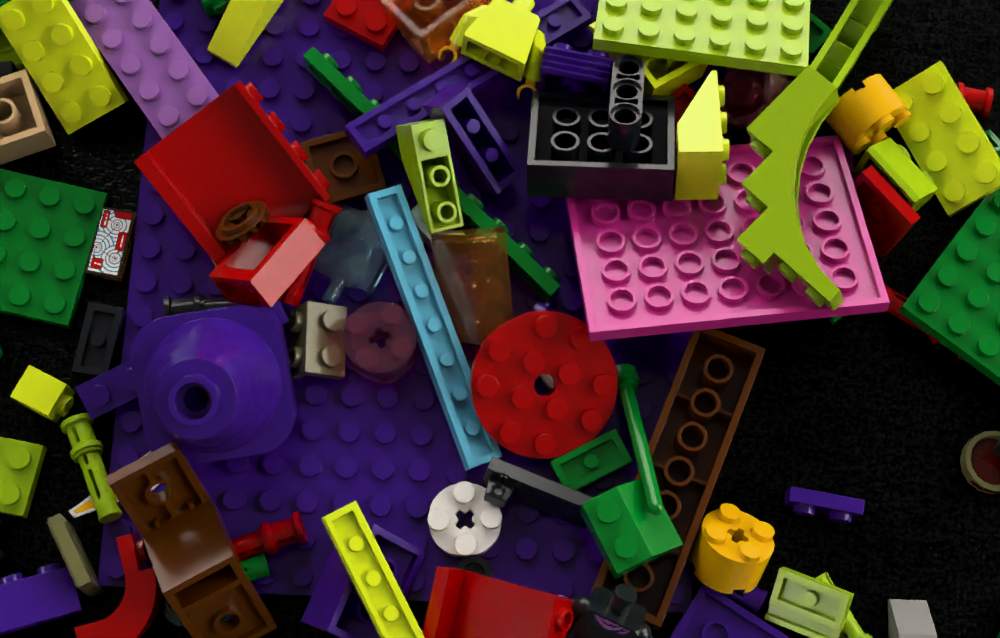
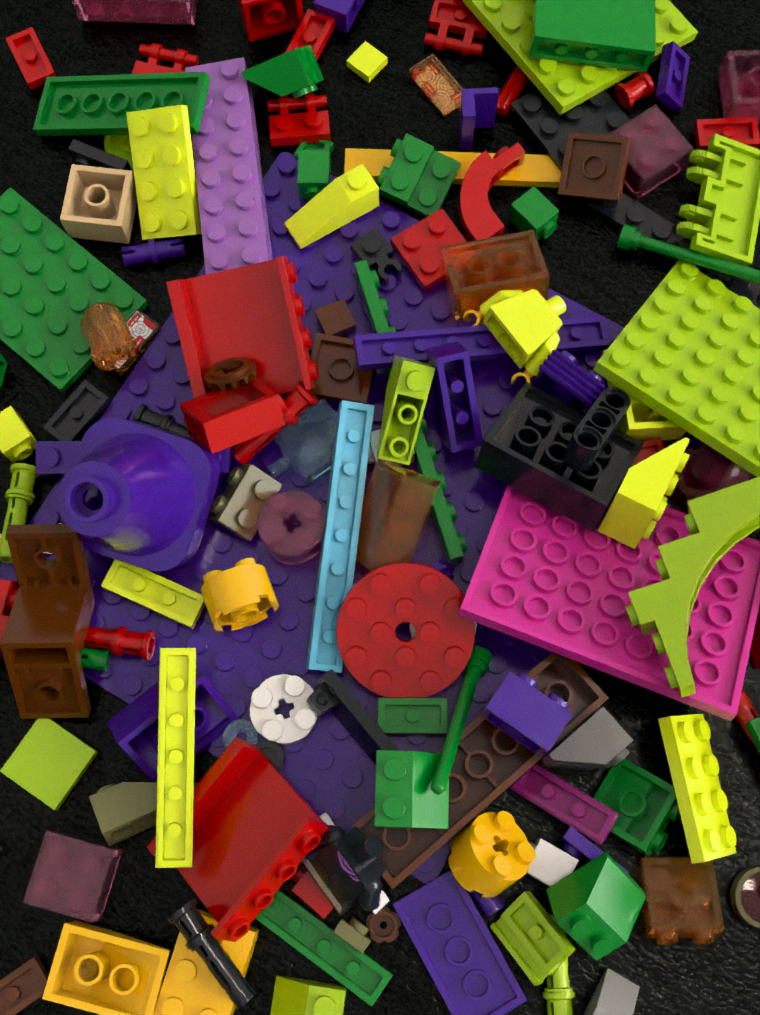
camera: 30 degrees right, 0 degrees up
(87, 141) = (153, 251): none -> dark purple pin
(91, 245) = (107, 335): none -> clear orange piece
(277, 474) = (154, 593): none -> neon yellow plate
(310, 119) = (335, 318): none -> reddish brown tile
(316, 33) = (377, 252): none -> black plate
(364, 433) = (238, 595): none -> yellow brick
(429, 559) = (238, 726): none -> clear light blue plate
(701, 398) = (527, 713): none -> dark purple brick
(774, 398) = (591, 745): none -> dark grey slope
(775, 469) = (566, 803): none -> magenta tile
(793, 532) = (550, 863): none -> white brick
(839, 438) = (643, 806): none -> green plate
(852, 543) = (597, 905): none -> green slope
(885, 390) = (698, 787): none -> neon yellow plate
(923, 501) = (680, 900): none -> clear orange plate

